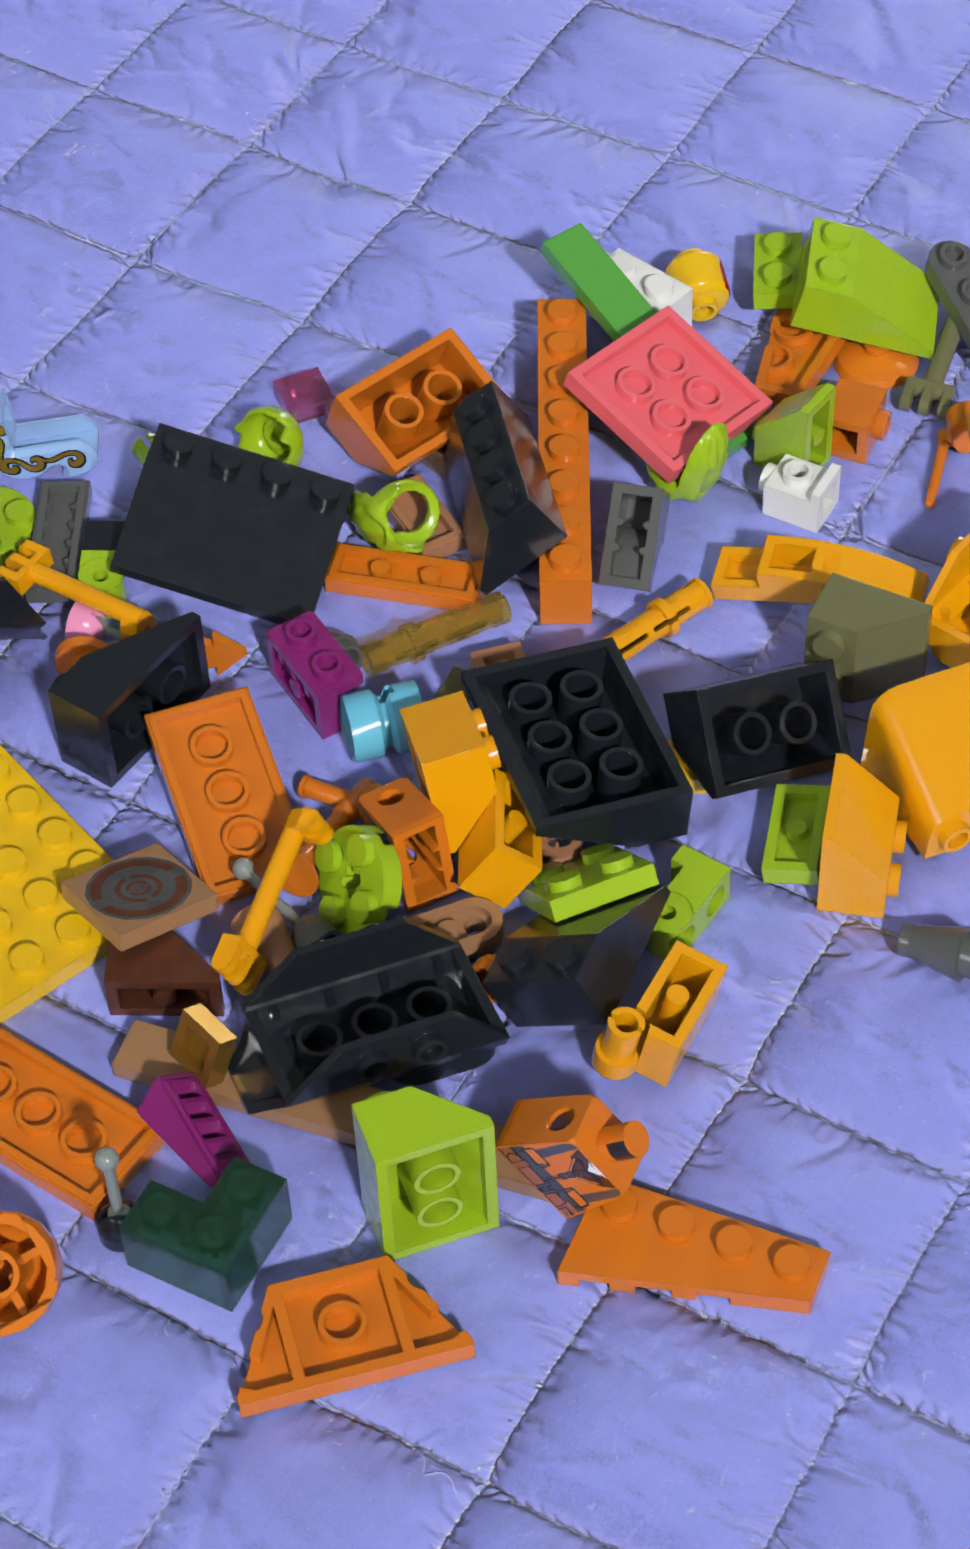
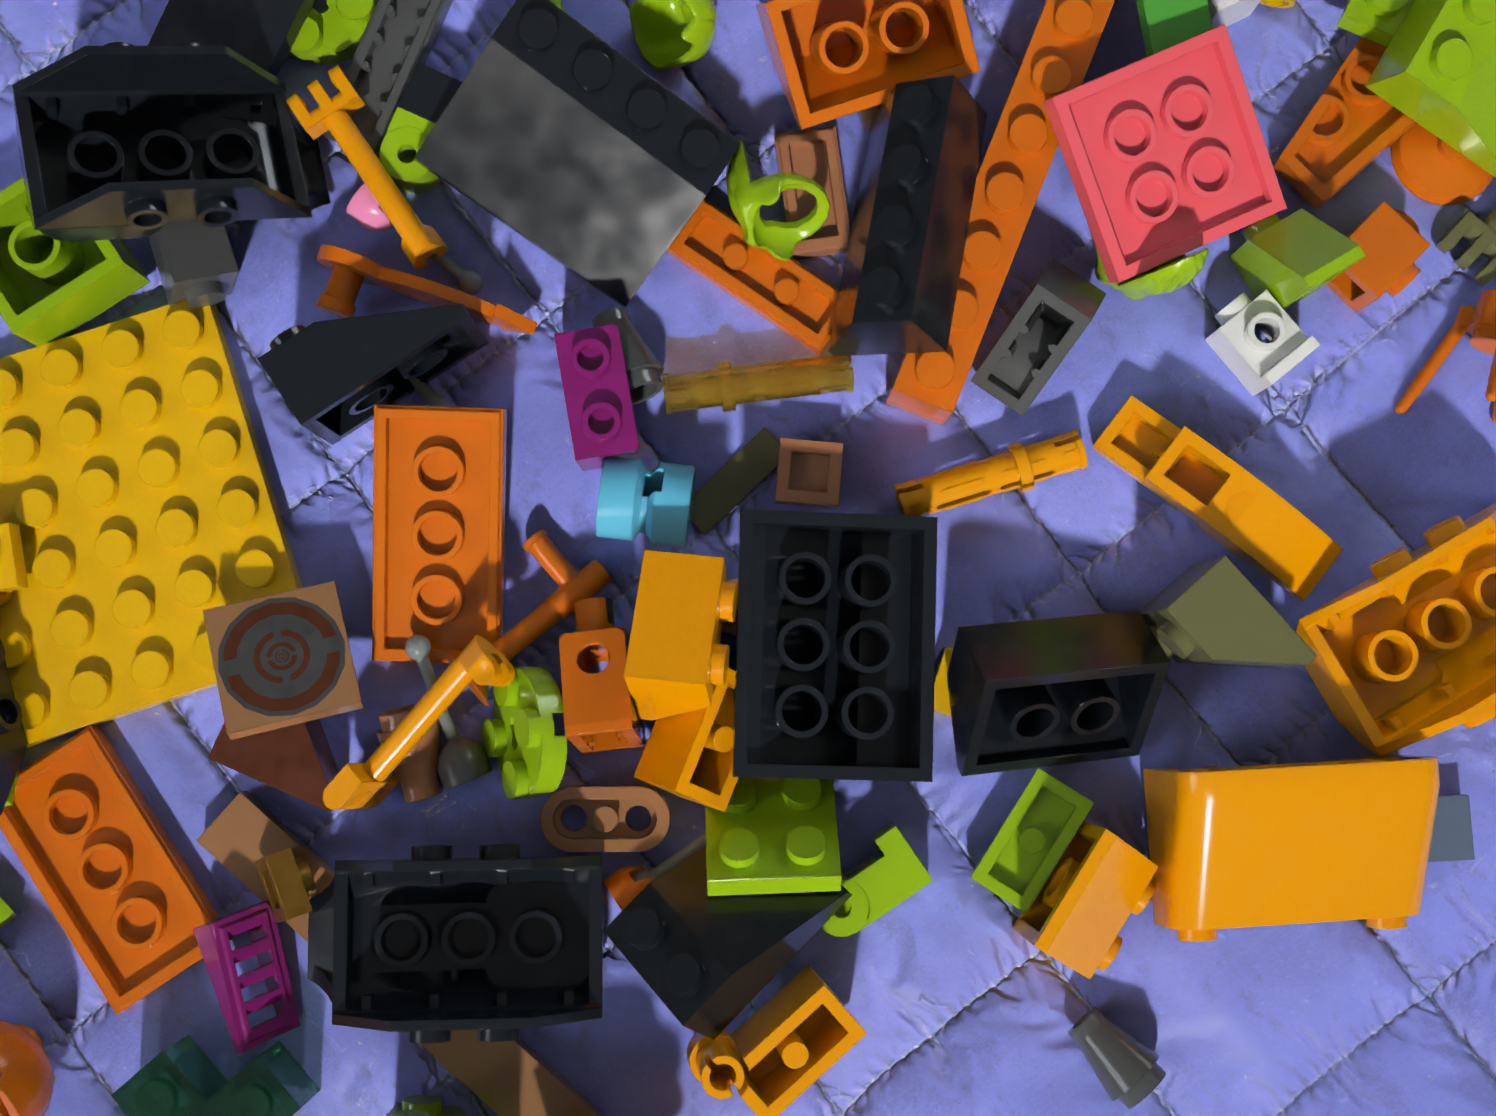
camera: 15 degrees right, 35 degrees up
(117, 1208) = (131, 1043): hinge -> none

